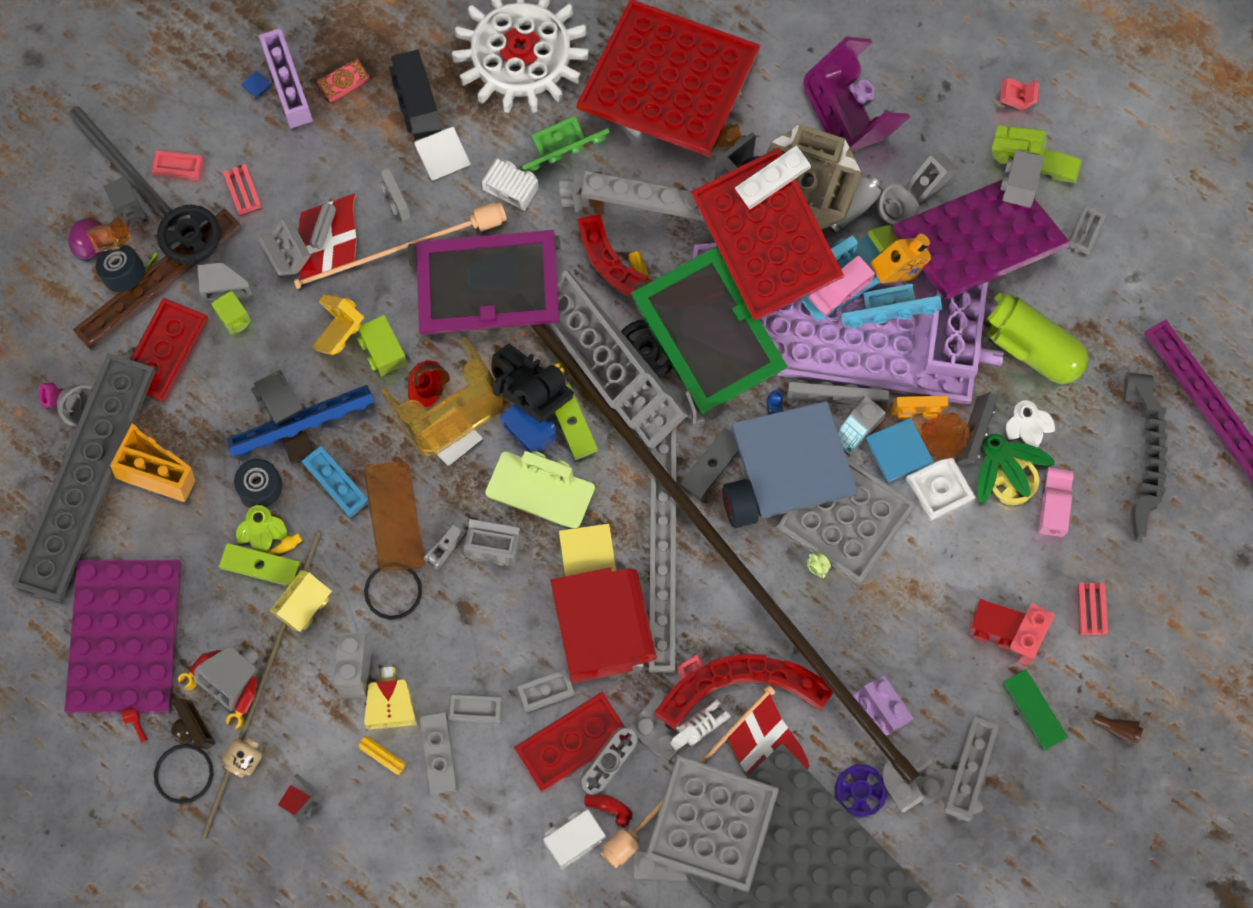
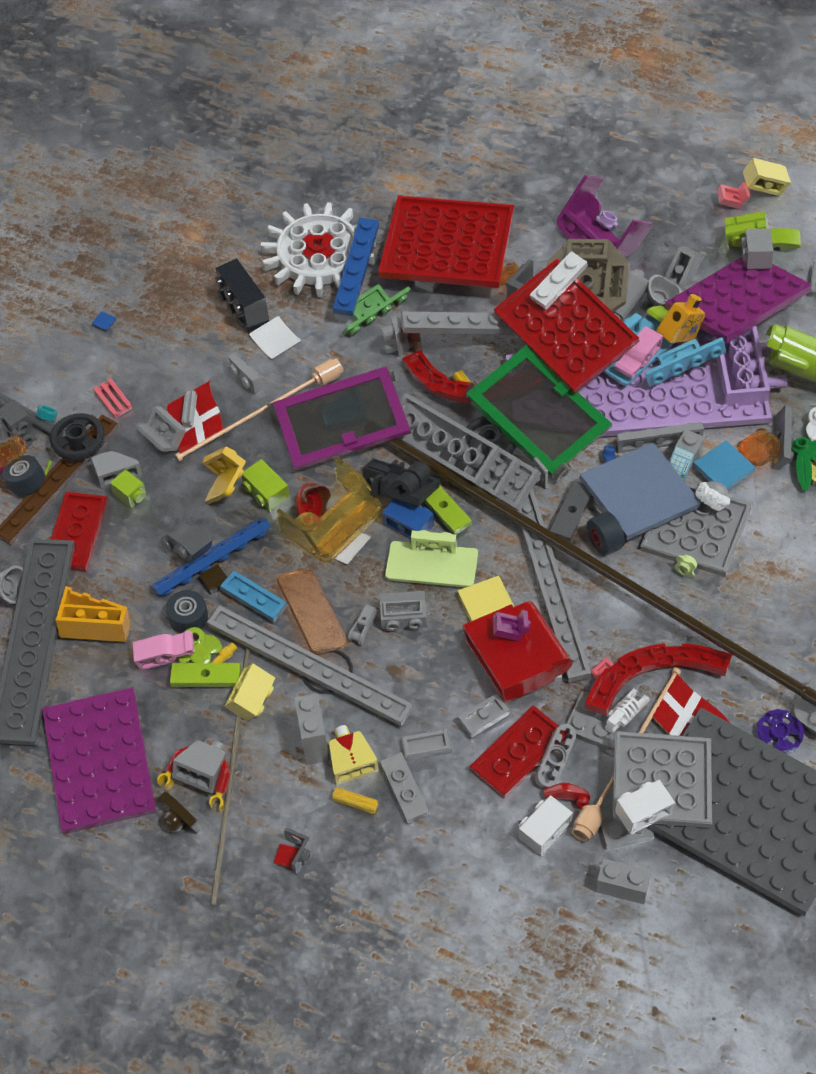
camera: 10 degrees left, 15 degrees down
(131, 716) = (121, 821): red hand -> none
(164, 192) = (46, 413): none -> teal tile
(177, 165) = (52, 392): coral tile -> none
(204, 789) = (172, 837): black piece -> none
(219, 524) = (162, 649): none -> bright pink piece
(242, 757) = (231, 828): tan head -> none
(285, 78) = (129, 308): lavender brick -> none
(343, 80) = (176, 302): tile -> none
(374, 583) = (310, 666): none -> light grey plate
(510, 184) = (339, 344): white brick -> none
(554, 88) = (356, 267): none -> blue plate
(599, 599) = (511, 626): none -> magenta bracket
(679, 857) = (644, 806): none -> white brick
(873, 486) = (713, 494): none -> white hair
(883, 705) = (779, 657): lavender bracket -> none
(921, 405) = (730, 427): light orange plate -> none
(940, 488) = (767, 488): white tile -> none
(1064, 80) = (766, 177): none -> light yellow brick

